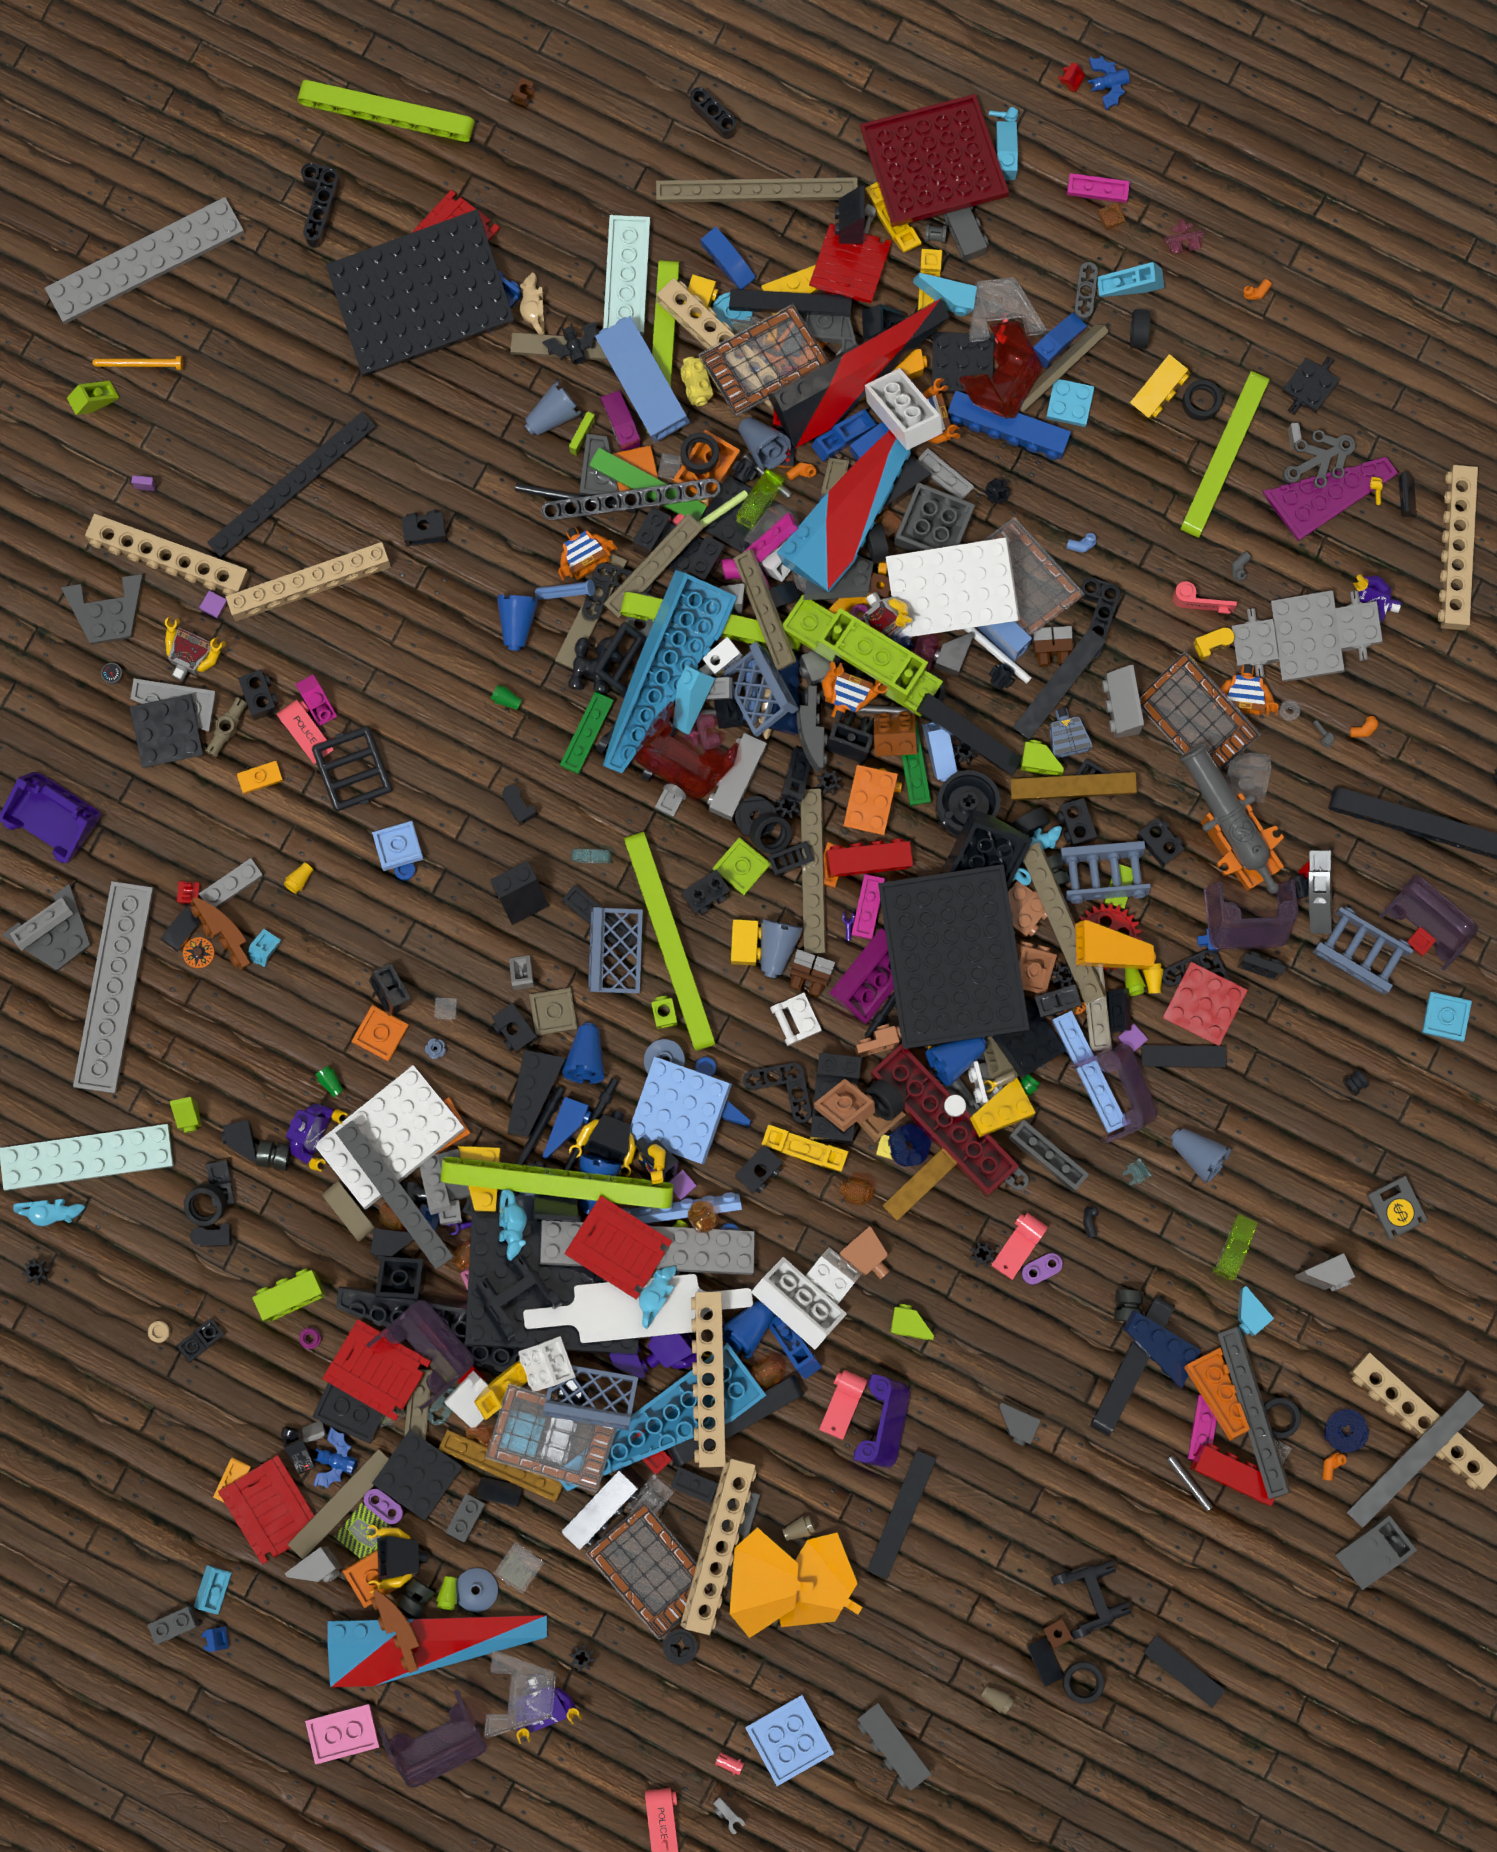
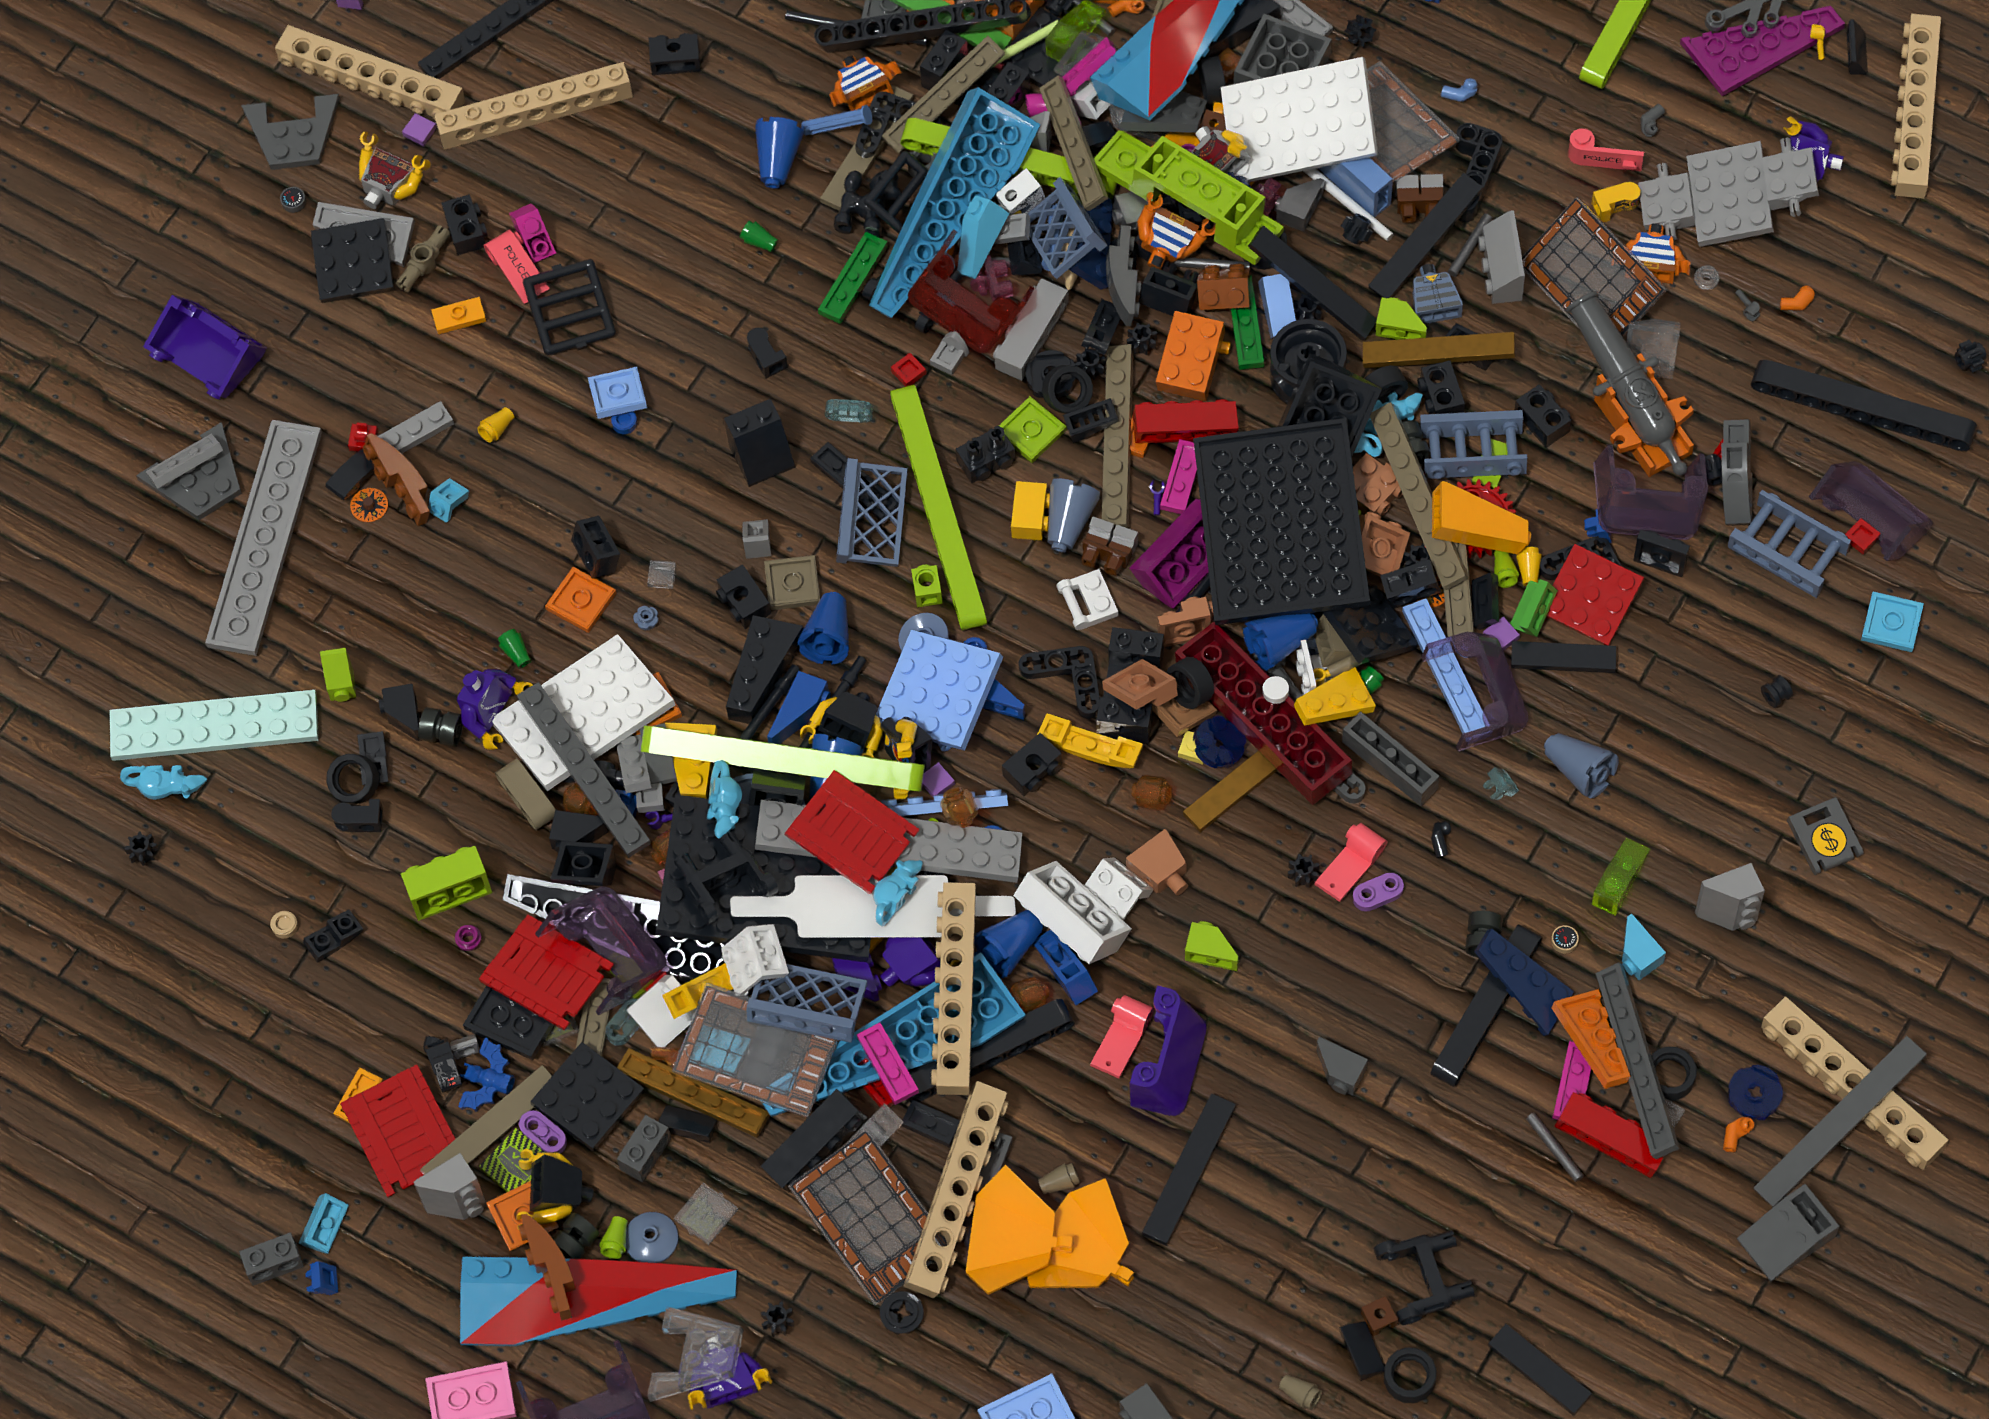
camera: 10 degrees right, 15 degrees down
(637, 817) = (908, 370): none -> red plate
(658, 1445) = (887, 1063): none -> dark pink plate
(1095, 685) = (1469, 246): none -> flat silver bar
(1158, 1016) = (1533, 607): none -> bright green panel
(1192, 1304) = (1564, 939): none -> black tile

